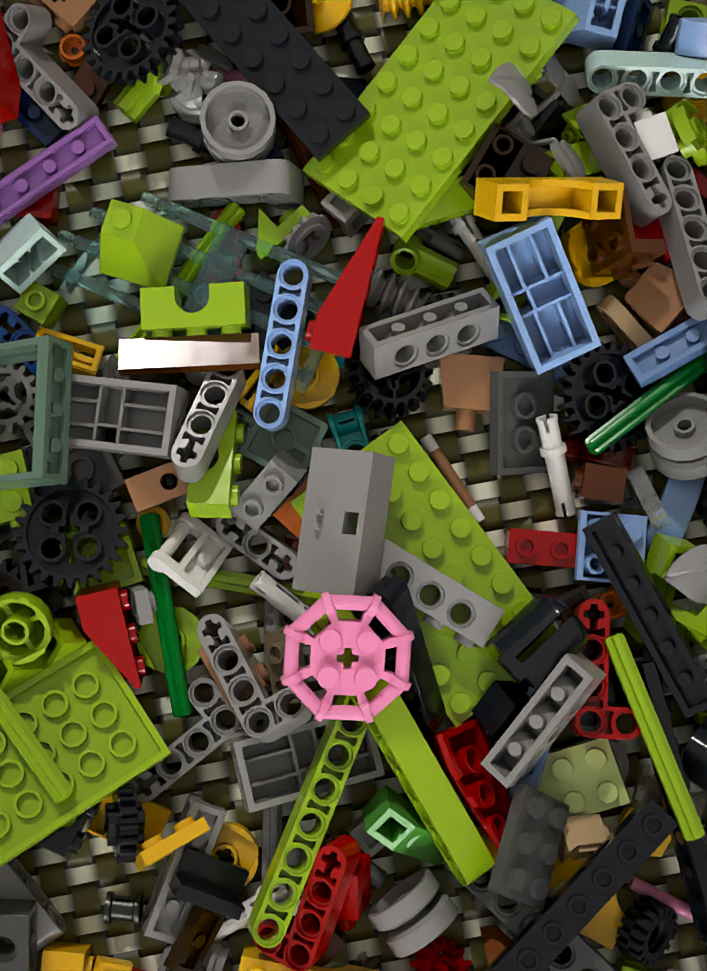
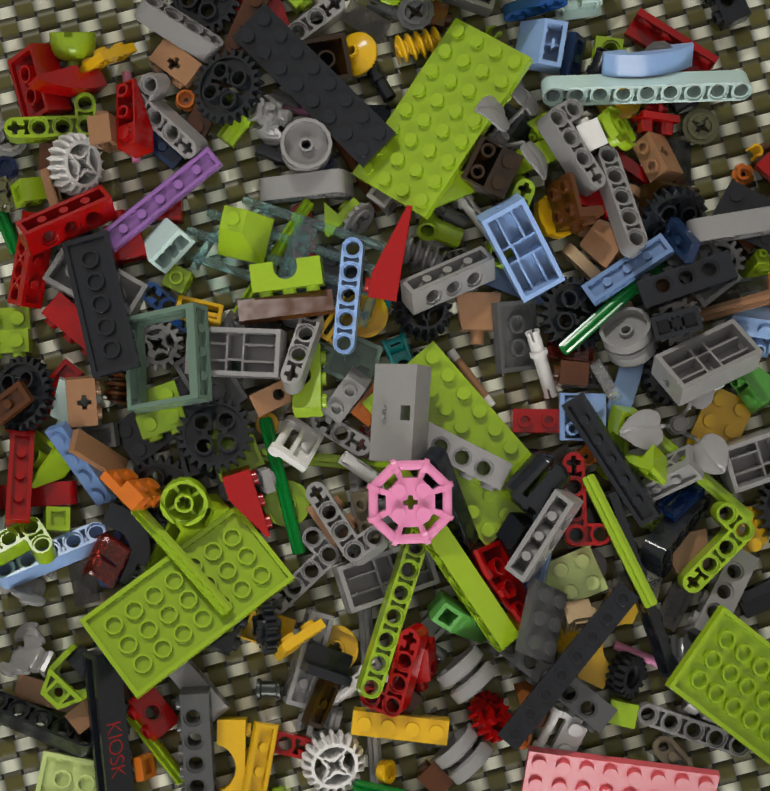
camera: 10 degrees left, 0 degrees up
(524, 197) = (499, 187): yellow arch -> none

